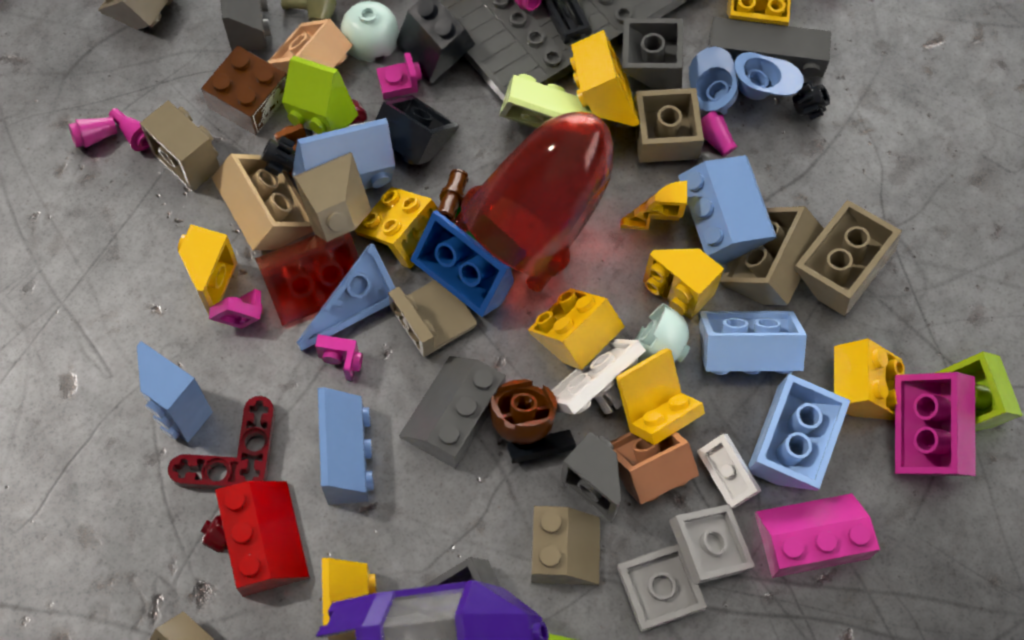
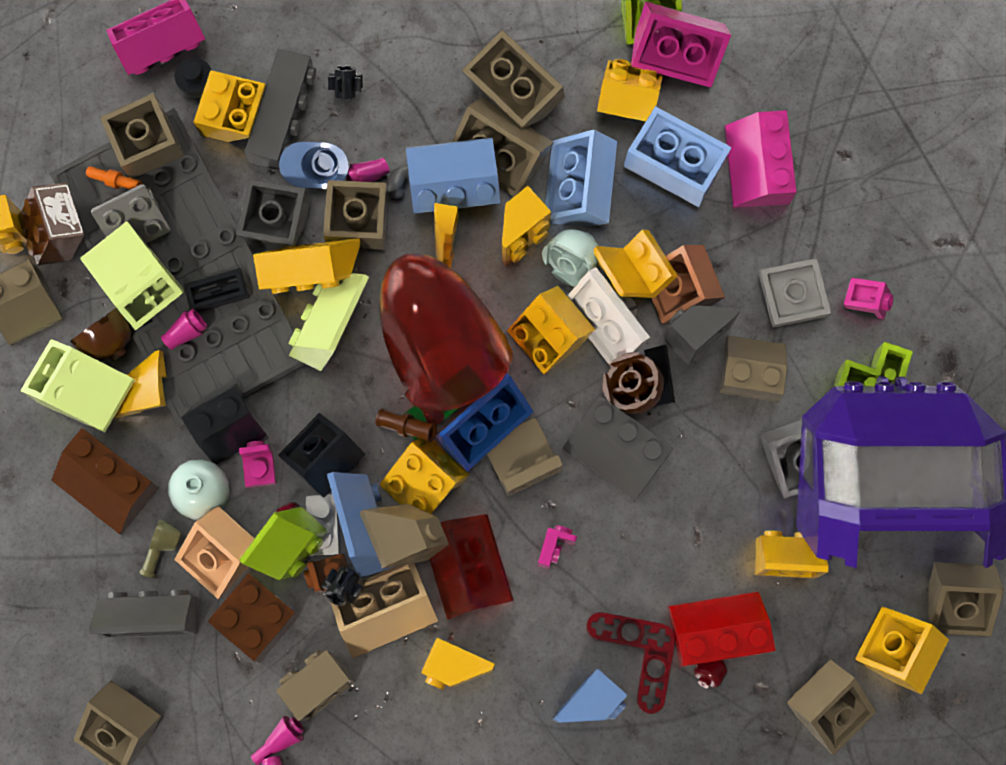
camera: 80 degrees left, 10 degrees up
(238, 311) = (498, 633): dark pink bracket -> none
(344, 447) = (649, 548): medium blue slope -> none
(355, 298) = (497, 524): medium blue wing -> none
(711, 544) = (764, 244): light grey plate -> none
(728, 470) = (699, 220): white plate -> none
(764, 75) = (318, 113): medium blue piece -> none

